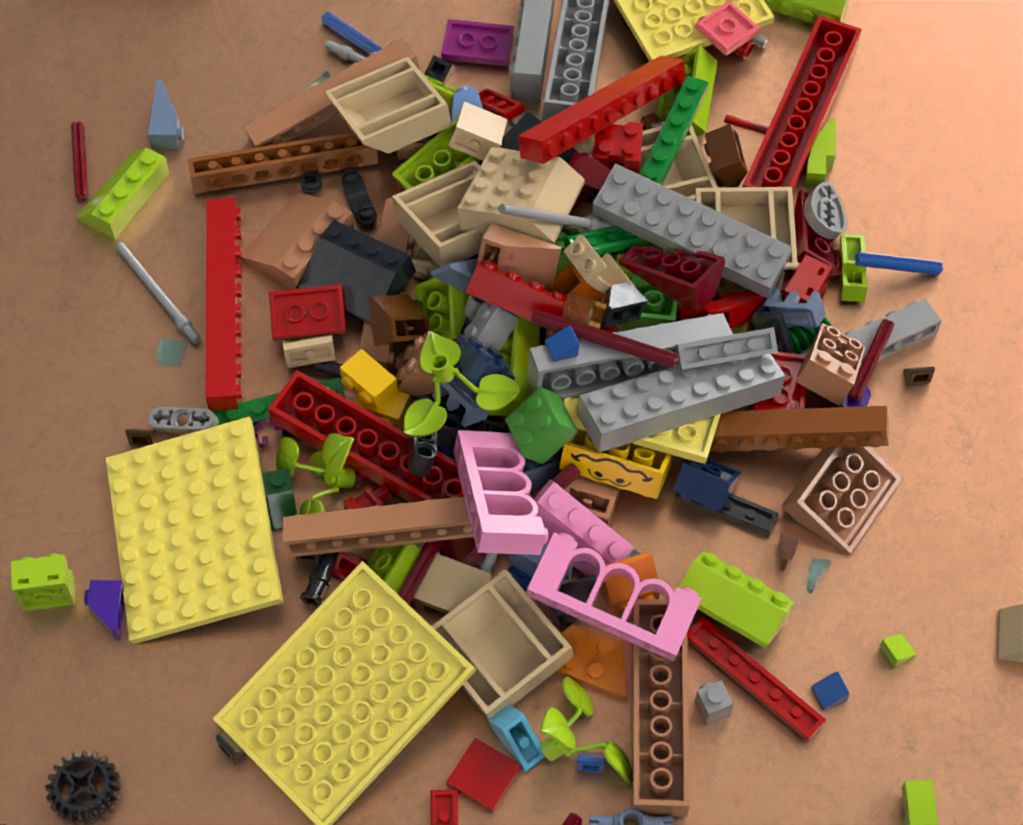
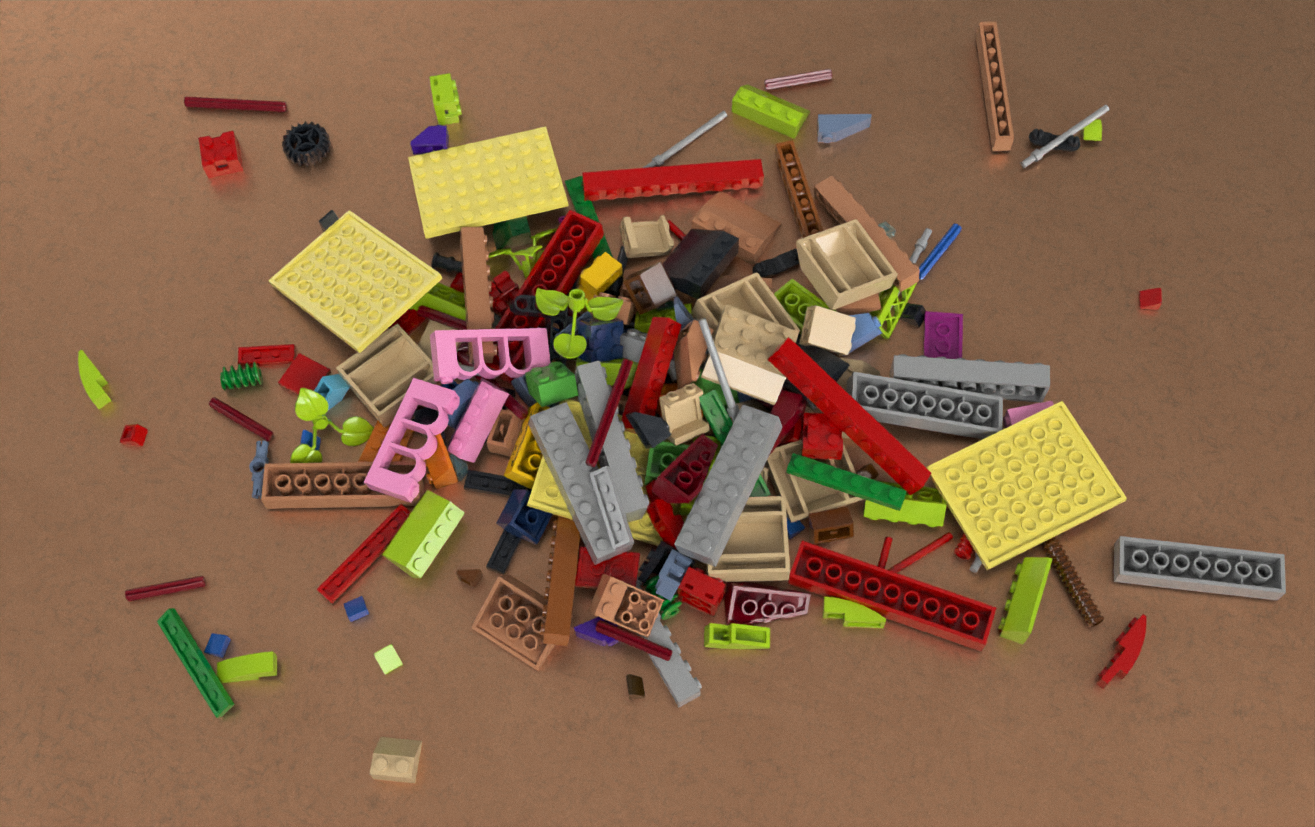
camera: 90 degrees right, 5 degrees up
(141, 437) = (565, 145): dark brown slope -> none
(171, 351) = (636, 156): clear light blue slope -> none
(174, 415) = (568, 181): light grey beam -> none
(307, 312) = (661, 232): red tile -> none
(311, 176) = (791, 225): black bush -> none
(500, 104) = (872, 353): red tile -> none
(563, 344) = (599, 381): blue slope -> none
(584, 310) = (634, 397): clear orange brick -> none
(657, 519) = (491, 484): none -> black tile
(713, 702) = (347, 522): light grey brick -> none
(727, 28) = (967, 526): coral tile -> none
(746, 90) = (921, 553): none -> red bar
(816, 572) = (450, 598): clear light blue slope -> none
(825, 211) = (787, 602): light grey piece -> none
(898, 263) = (736, 671): blue axle -> none

